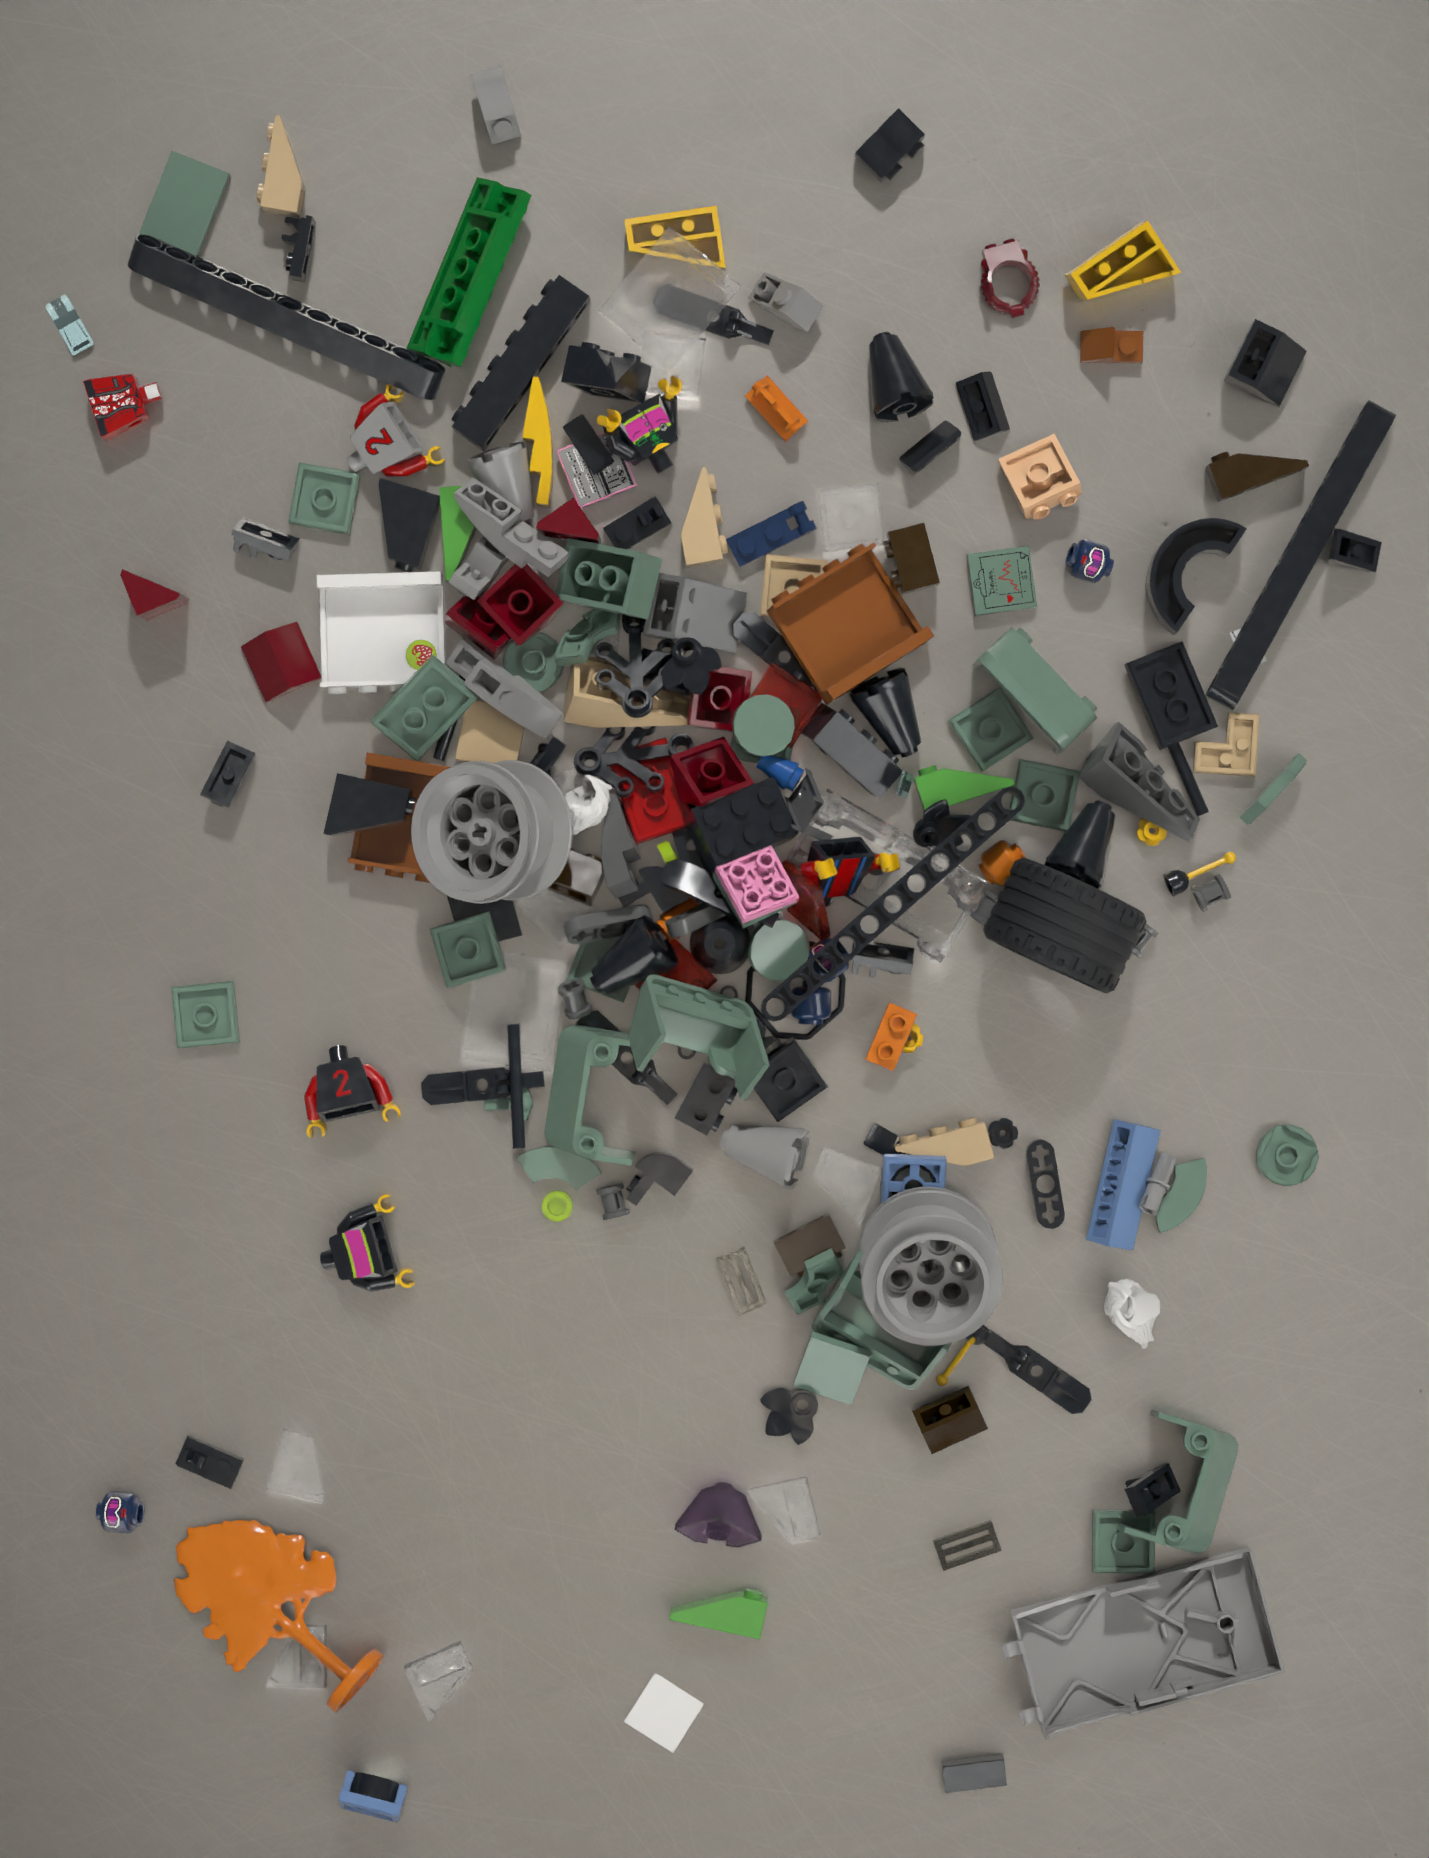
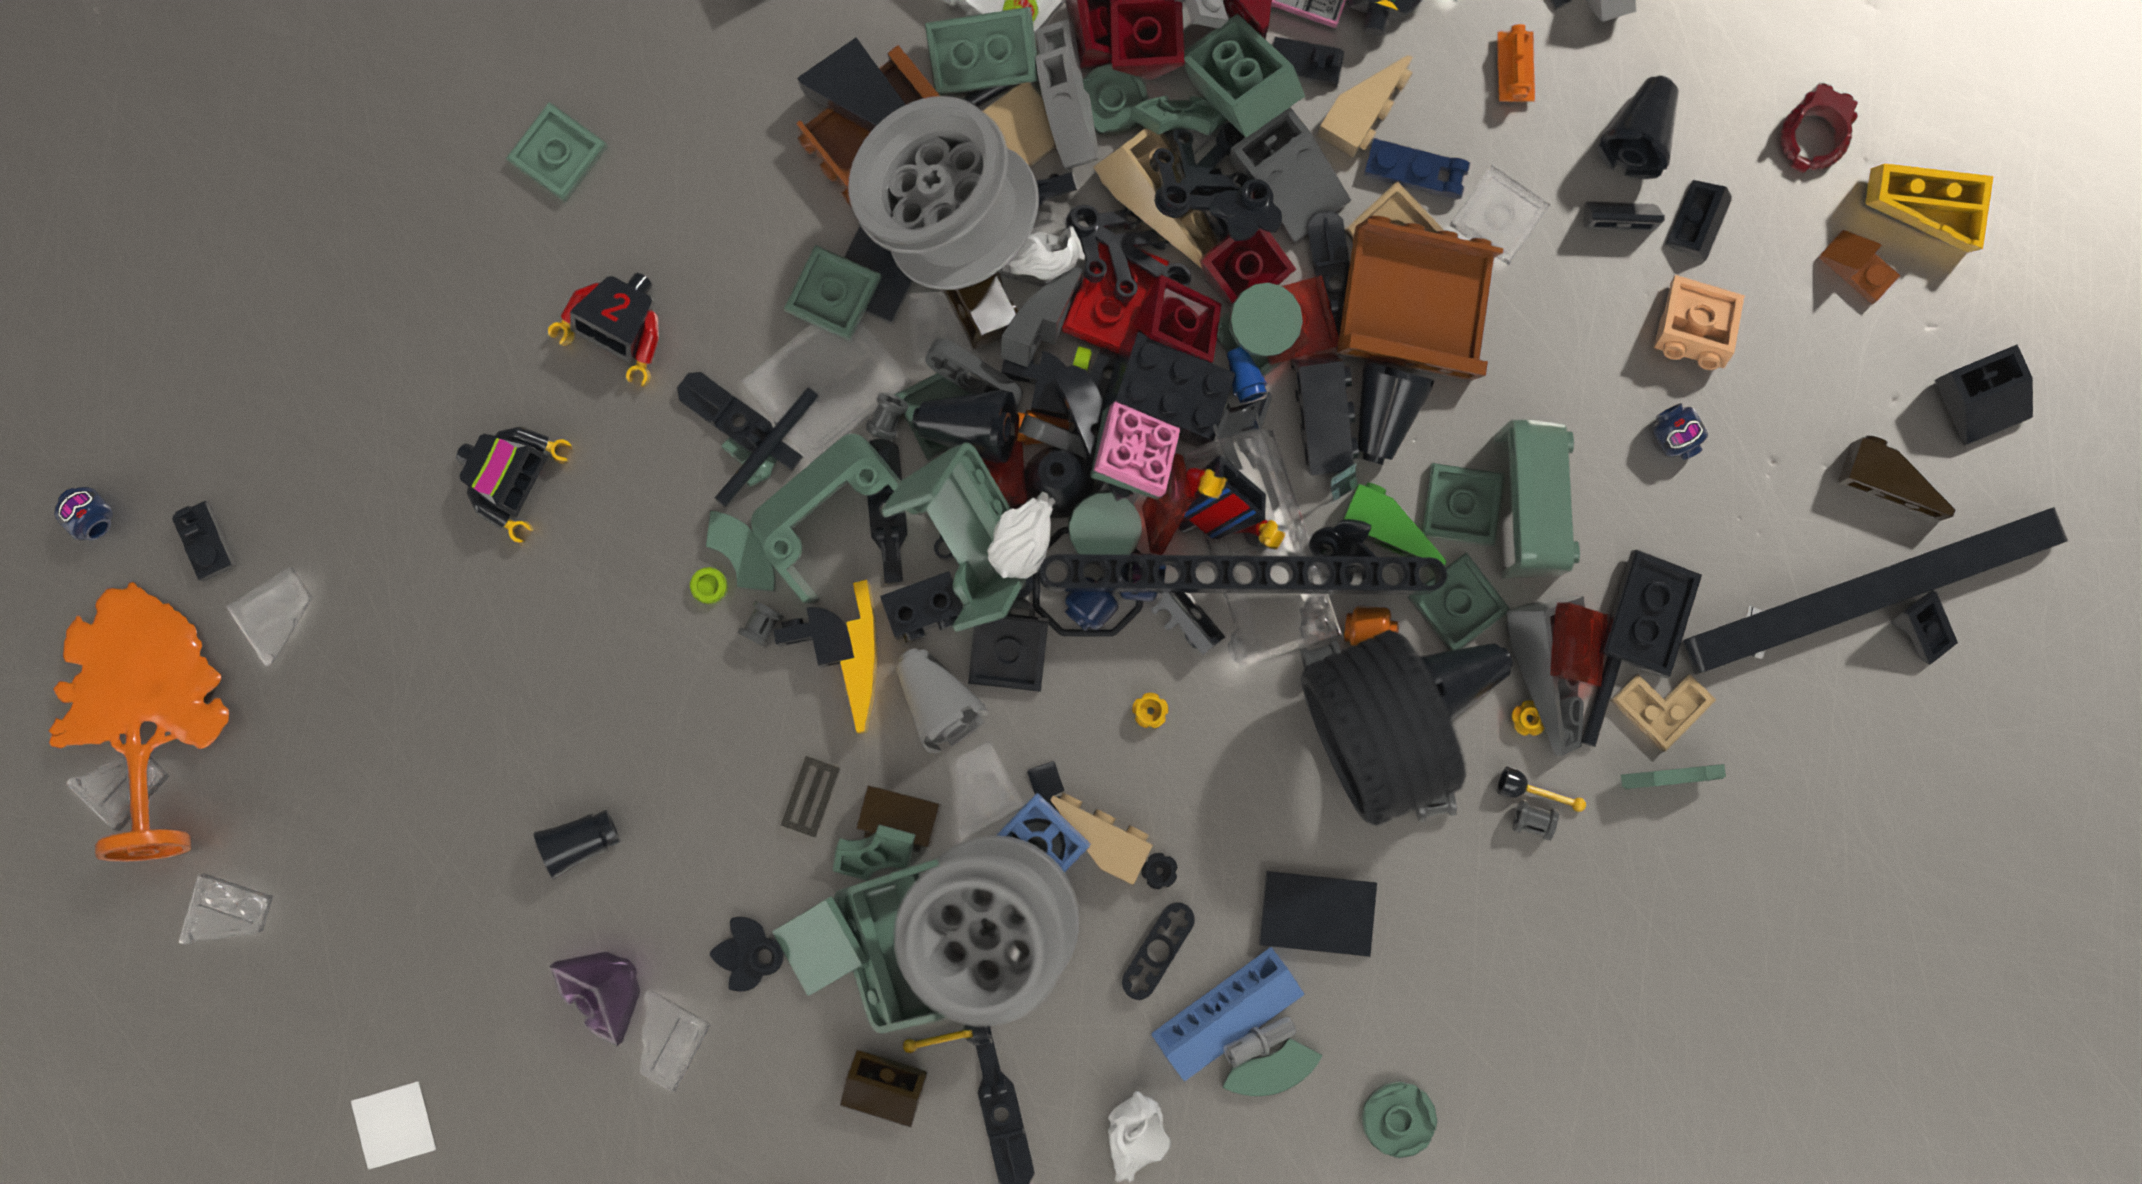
camera: 45 degrees right, 5 degrees down
(372, 1796) = (64, 965): medium blue piece -> none
(621, 1439) = (575, 842): none -> black plant
(704, 1175) = (862, 669): none -> yellow slope
(732, 1613) = (532, 1089): bright green slope -> none
(734, 1004) = (1022, 538): none -> white hair
(891, 1036) = (1136, 695): orange hinge -> none
(911, 558) = (1524, 293): dark brown brick -> none
(1002, 580) = (1585, 384): sand green tile -> none
(1125, 1072) = (1318, 913): none -> black tile
(1141, 758) = (1577, 644): none -> clear red tile
(1169, 560) = (1783, 489): black brick -> none

